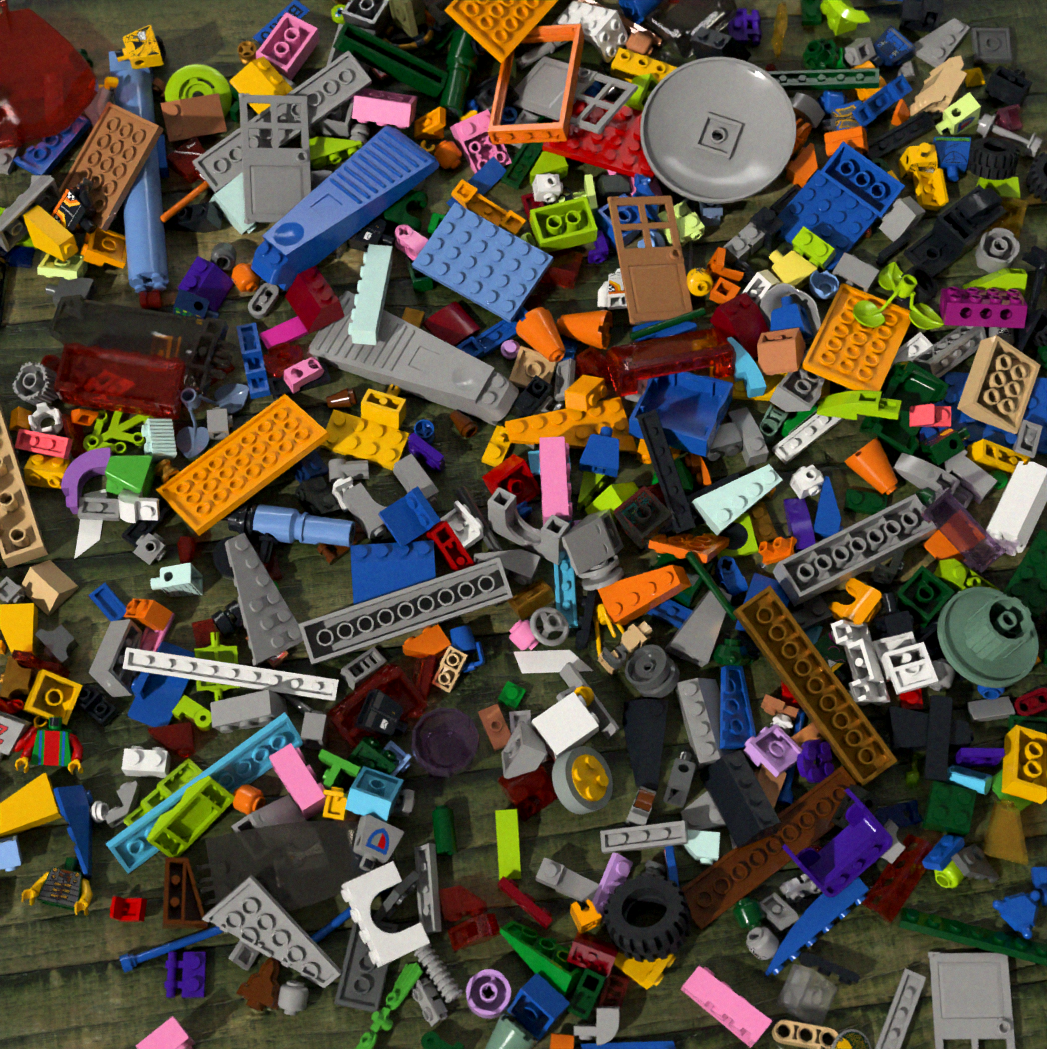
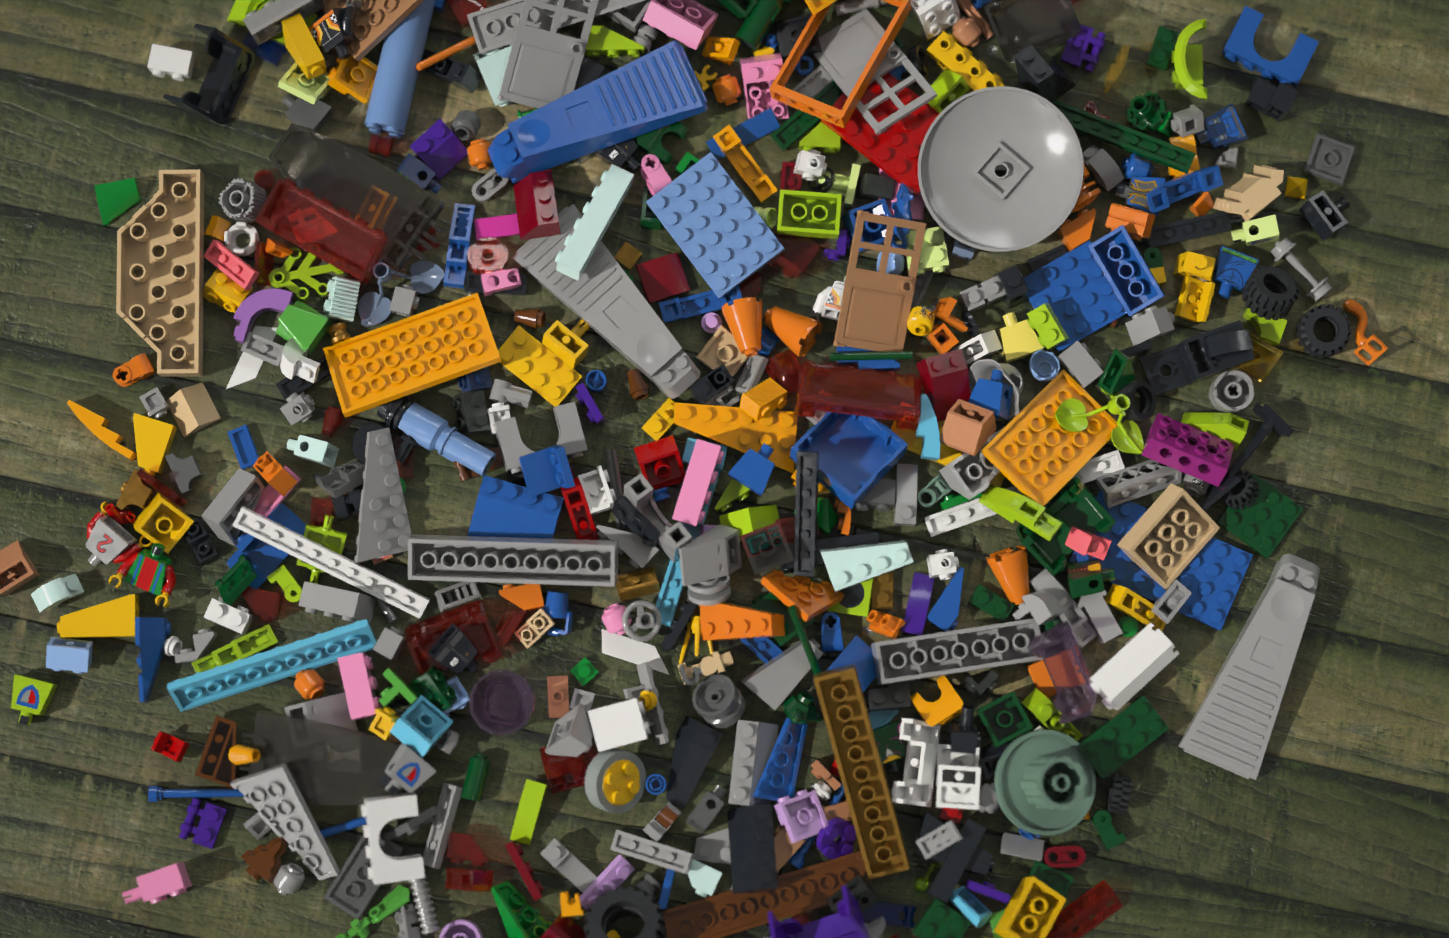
camera: 20 degrees right, 15 degrees up
(62, 889) = (118, 707): torso -> none
(142, 724) = (236, 579): none -> dark green plate
(190, 817) = (249, 685): lime slope -> none
(205, 885) = (242, 754): none -> light orange cone
(214, 599) = (341, 478): none -> dark grey slope
(509, 537) = (636, 522): none -> black hinge
(619, 777) = (655, 784): none -> blue wheel
(892, 264) = (1117, 373): none -> dark green slope
(912, 480) = (1040, 605): none -> light grey brick
(913, 723) = (939, 839): none -> light grey plate
(940, 43) = (1279, 137): light grey wing -> none
(1008, 118) = (1309, 250): clear pink panel -> none

